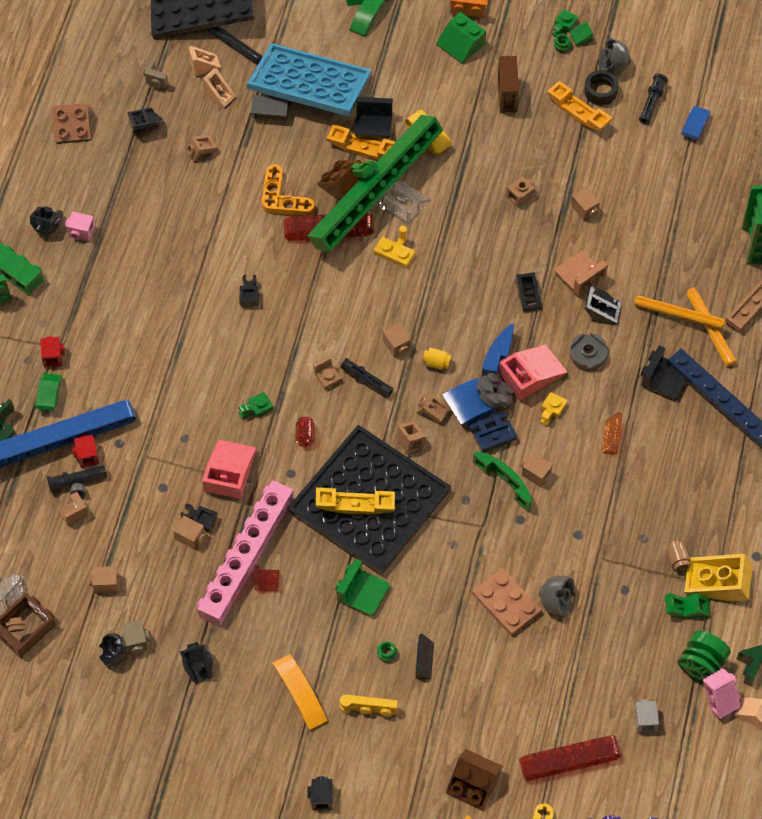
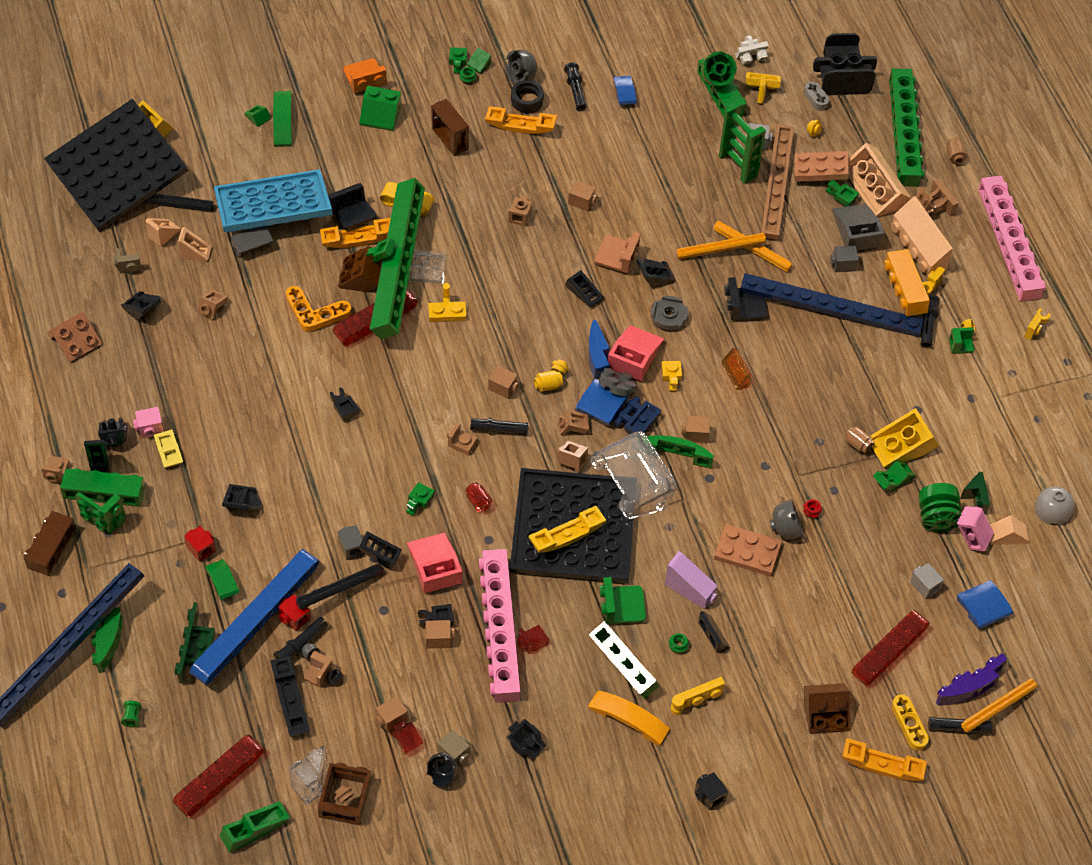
camera: 35 degrees left, 5 degrees down
(18, 236) = (98, 455): none -> black slope
(36, 520) = (289, 696): none -> black slope
(82, 257) = (168, 449): none -> light yellow slope
(85, 526) = (338, 680): none -> black hinge
(104, 605) = (406, 736): none -> clear red bracket
(110, 330) = (242, 498): none -> black slope
(136, 447) = (339, 586): none -> black axle
(172, 415) = (349, 541): none -> dark grey brick
(188, 444) = (388, 547): none -> black slope
(326, 640) = (624, 660): none -> brick
(431, 602) = (690, 581): none -> lavender slope
(447, 482) = (638, 474): none -> clear windscreen
(455, 352) = (561, 366): none -> yellow plate
(590, 591) = (812, 504): none -> red plate
(685, 767) = (985, 604): none -> blue slope

